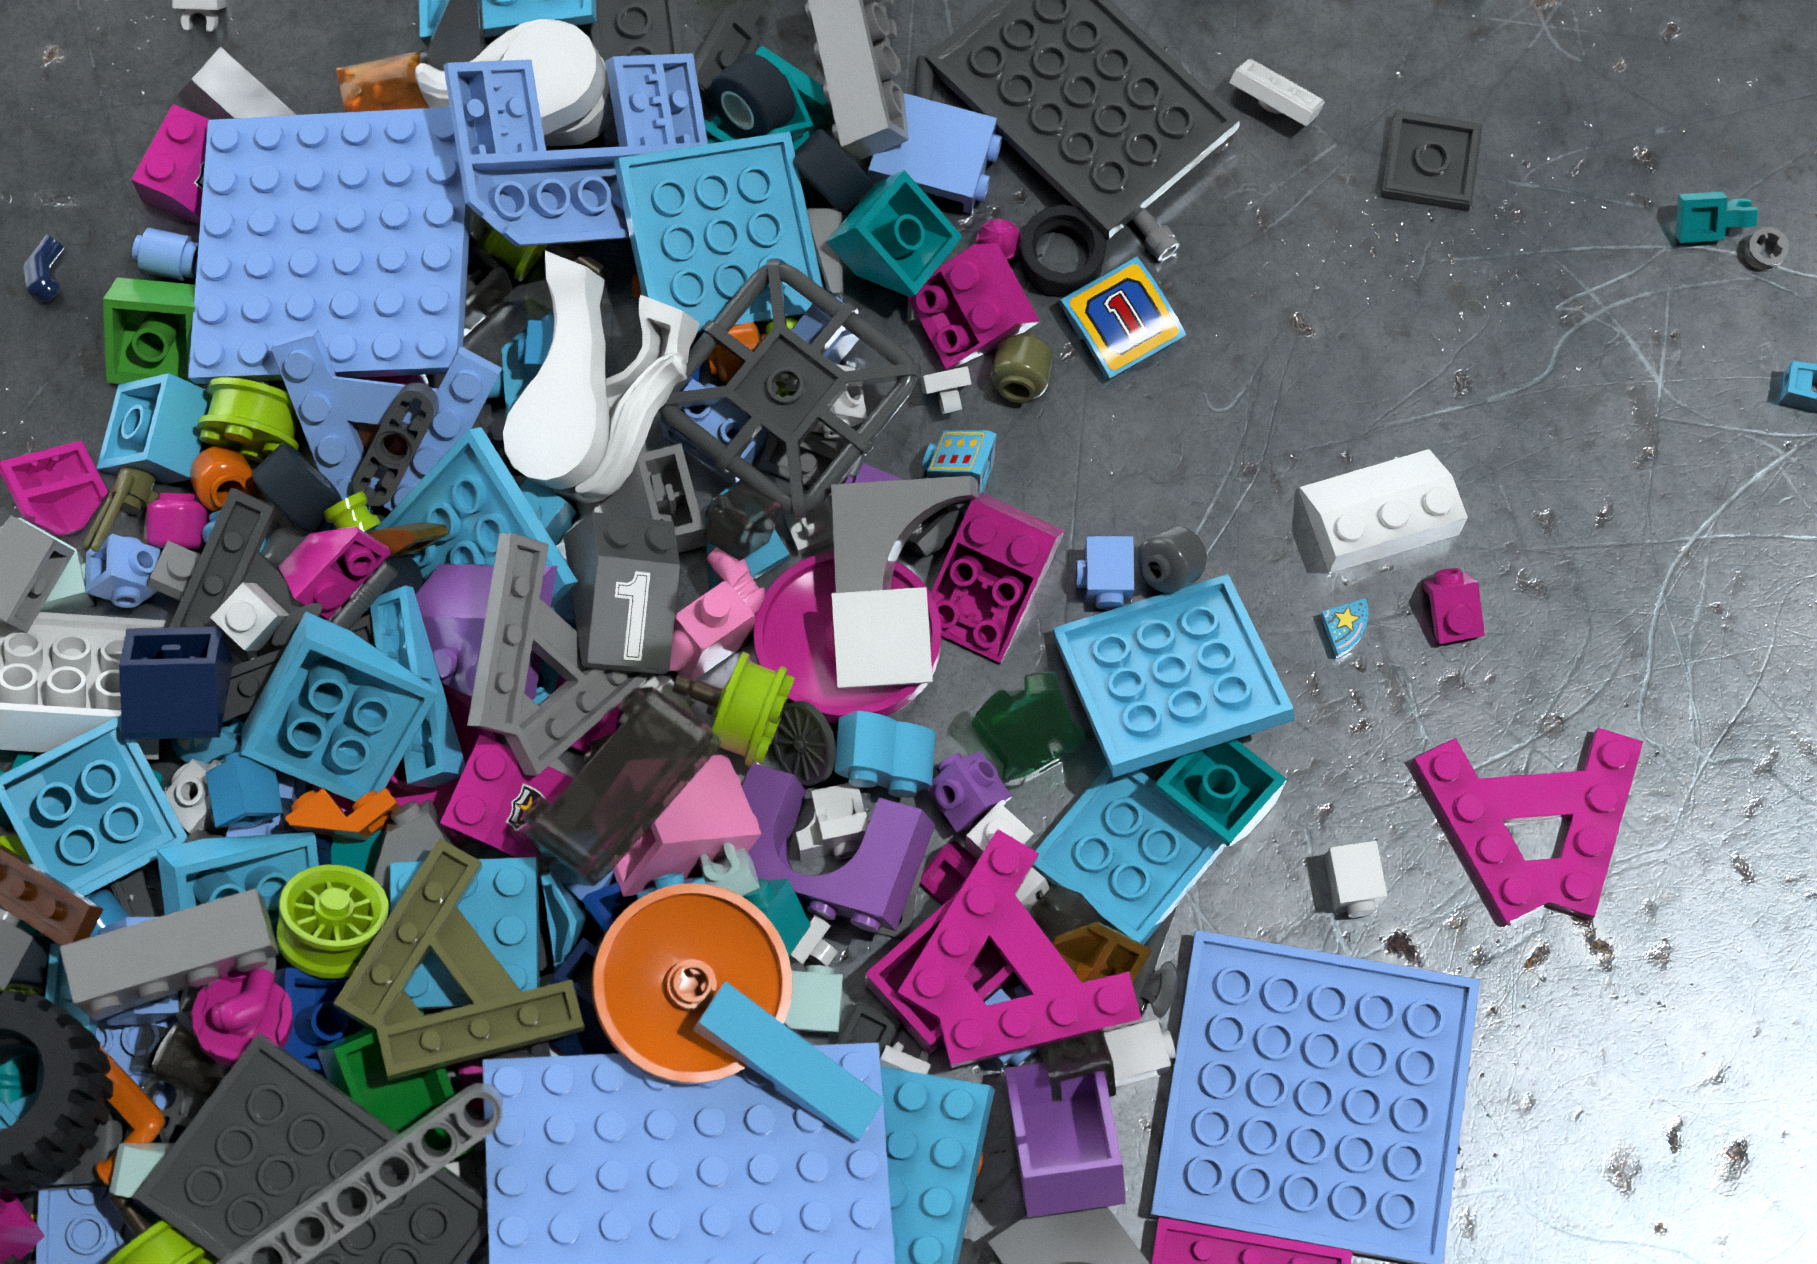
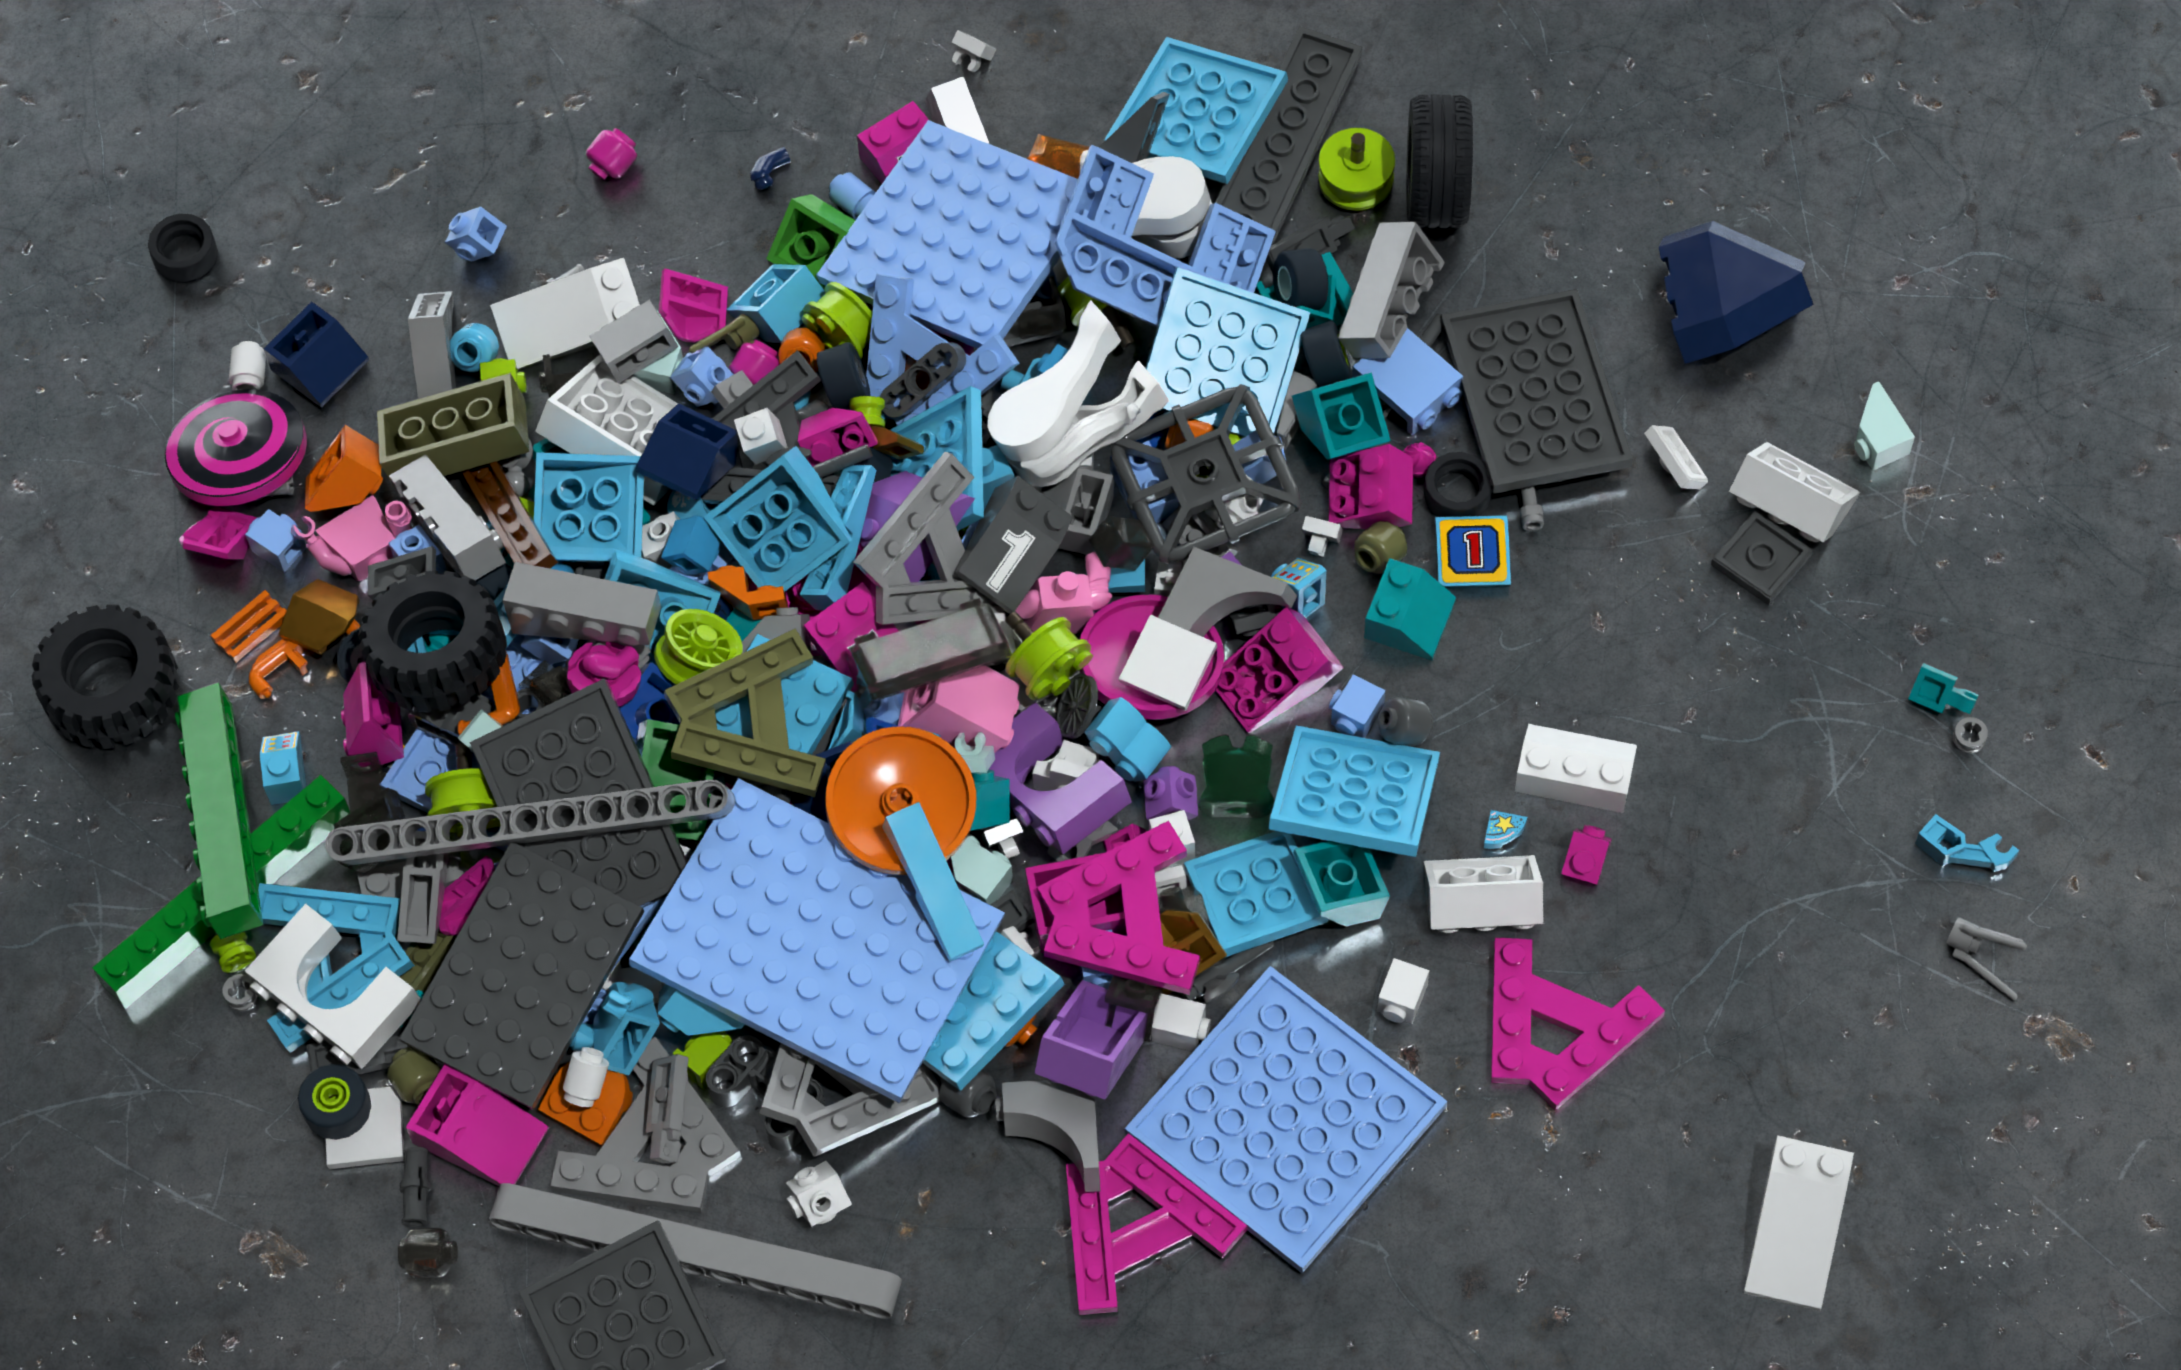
camera: 35 degrees right, 10 degrees down
(1095, 425) = (1409, 610): none -> teal slope
(1373, 712) = (1483, 893): none -> white slope
(1426, 68) = (1793, 492): none -> white slope

